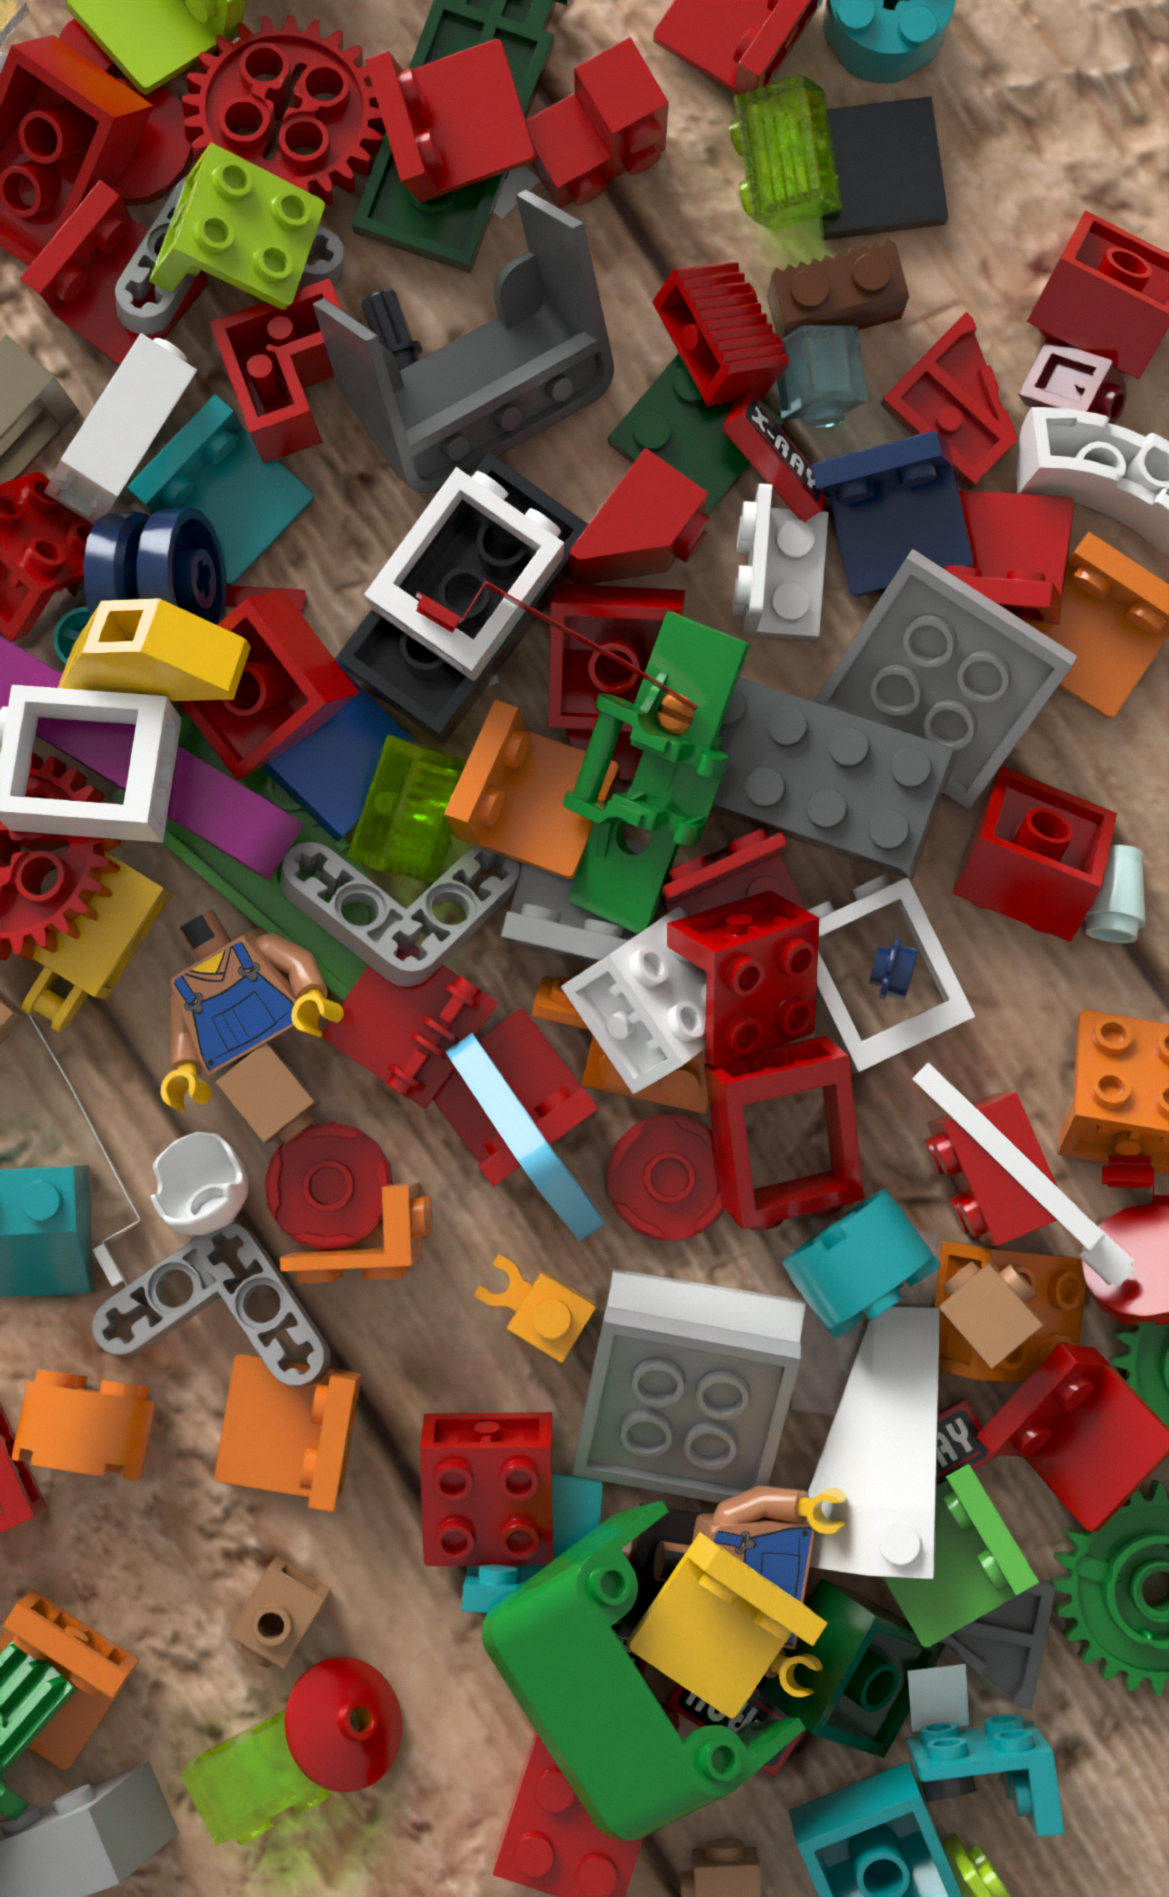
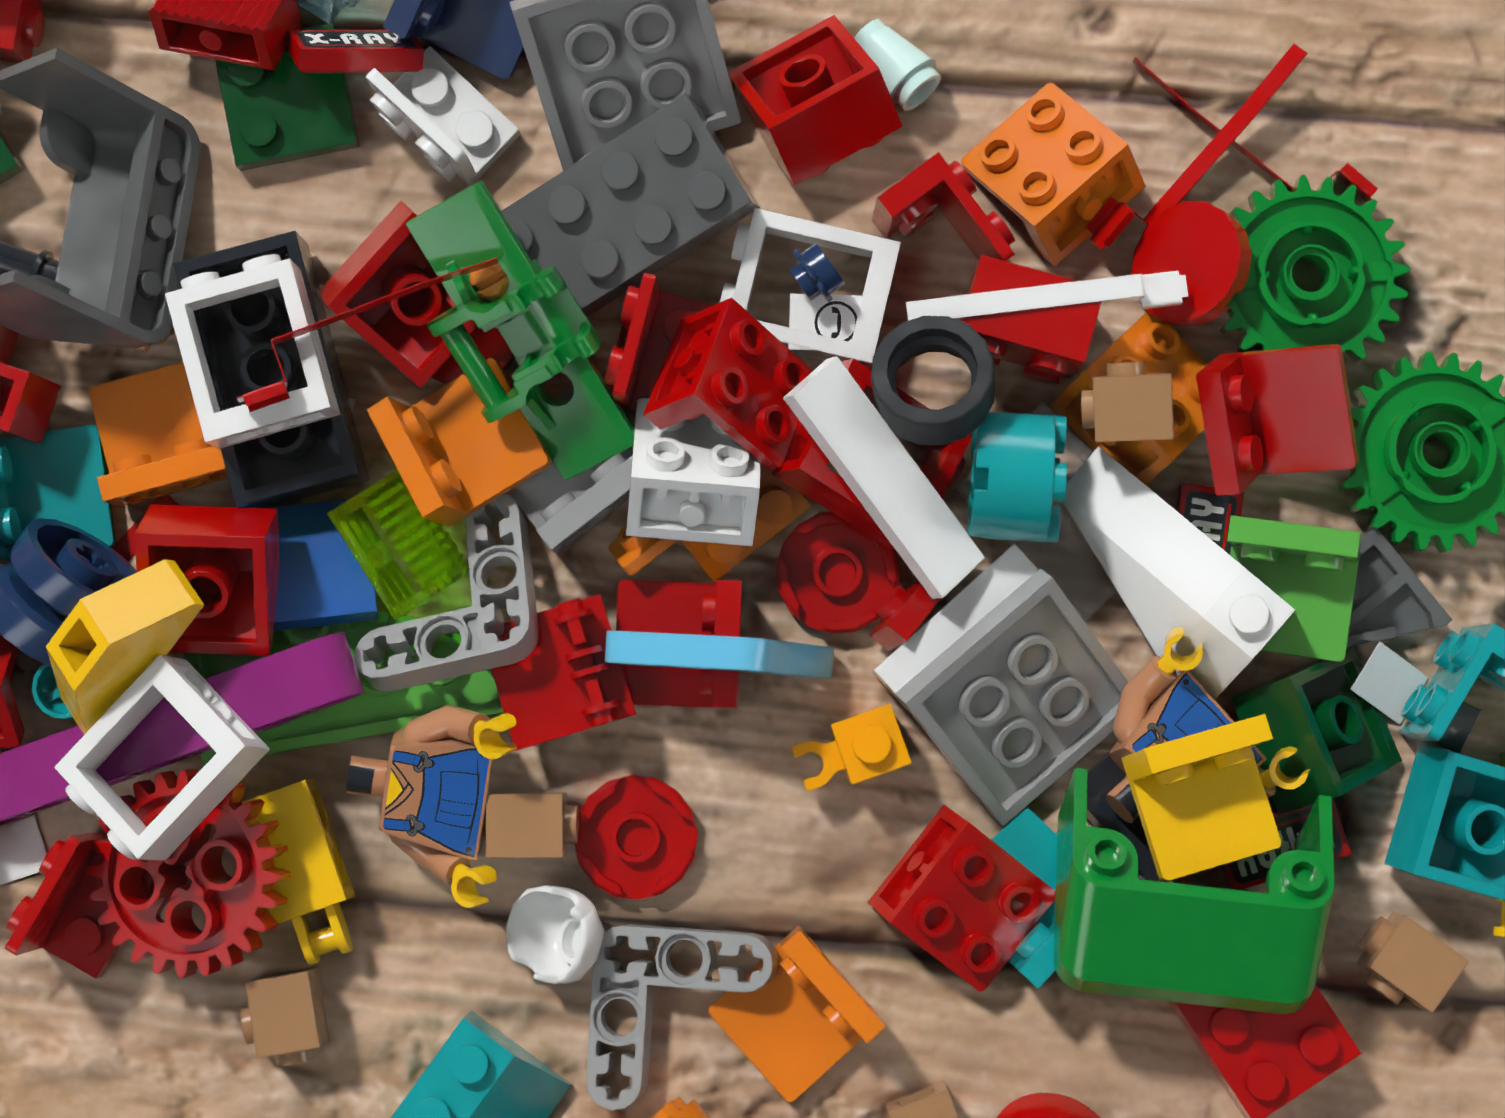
camera: 50 degrees left, 0 degrees up
(101, 1252) = (546, 1052): white piece -> none
(338, 546) = (152, 437): none -> orange bracket
(405, 1222) = (709, 796): orange bracket -> none
(641, 525) = (325, 192): red slope -> none
(684, 1258) = (902, 615): none -> red plate
(772, 1158) = (884, 477): none -> white tile
(865, 1007) = (824, 317): none -> white sticker
(919, 1106) = (924, 336): none -> black tyre
(1050, 1024) = (949, 187): none -> red bracket

